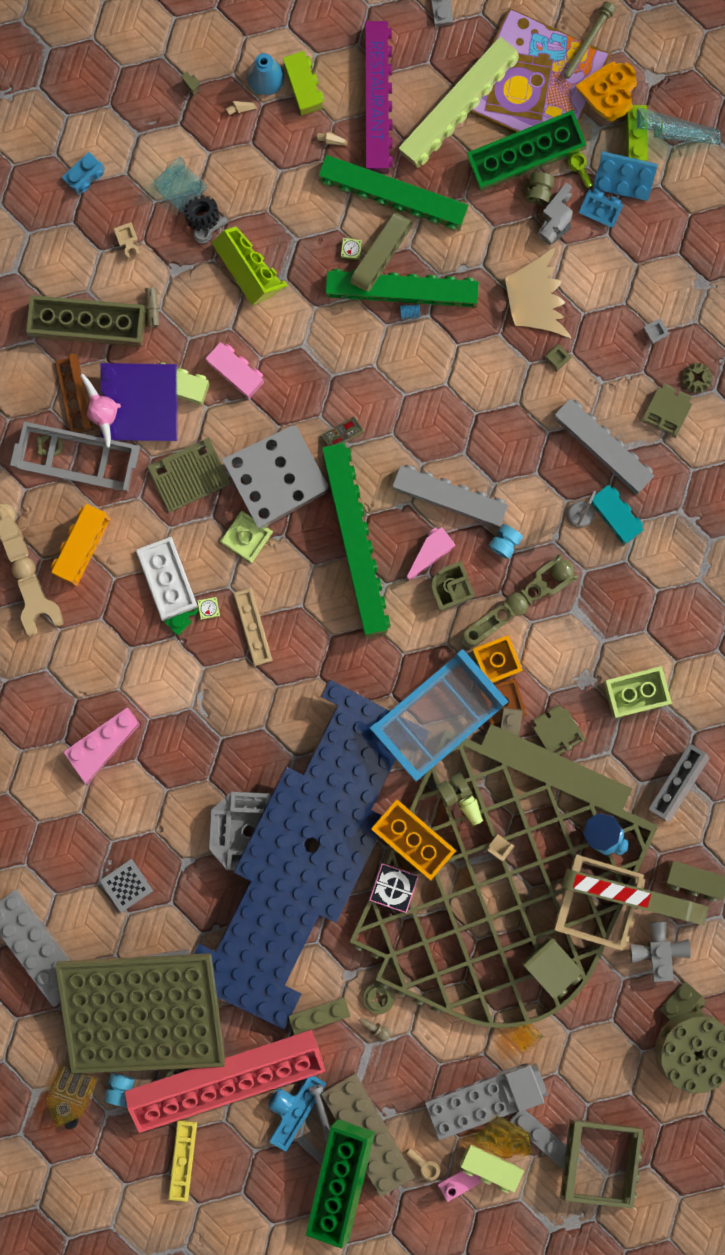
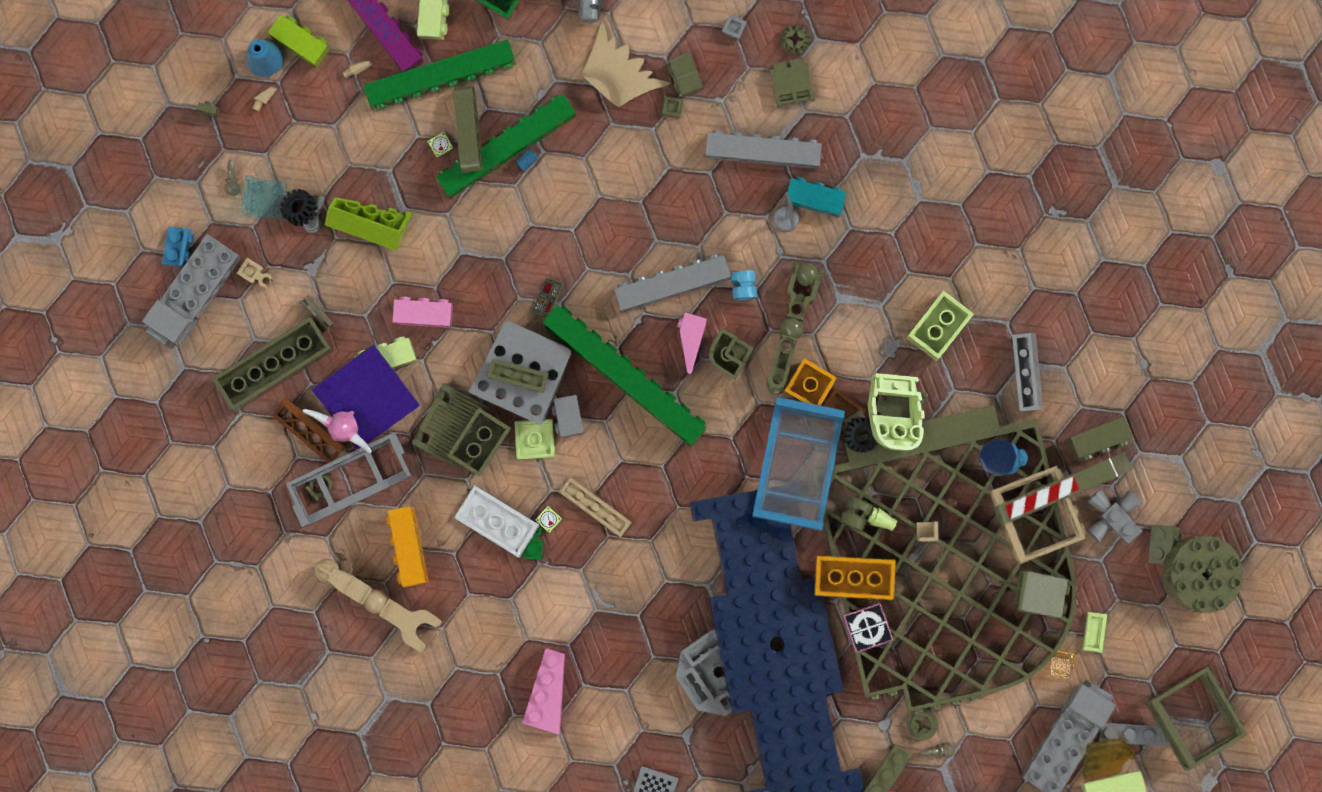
camera: 35 degrees left, 0 degrees up
(66, 216) = (191, 292): none -> light grey brick
(162, 158) = (232, 187): none -> dark tan bar
(199, 504) = (478, 441): none -> olive brick
(270, 475) = (517, 375): none -> olive plate
(286, 538) = (568, 416): none -> light grey brick
(510, 741) = (850, 439): none -> black tyre
(536, 749) = (896, 432): none -> yellowish green slope
(573, 1031) = (1094, 632): none -> yellowish green tile
(587, 340) = (685, 75): none -> olive brick

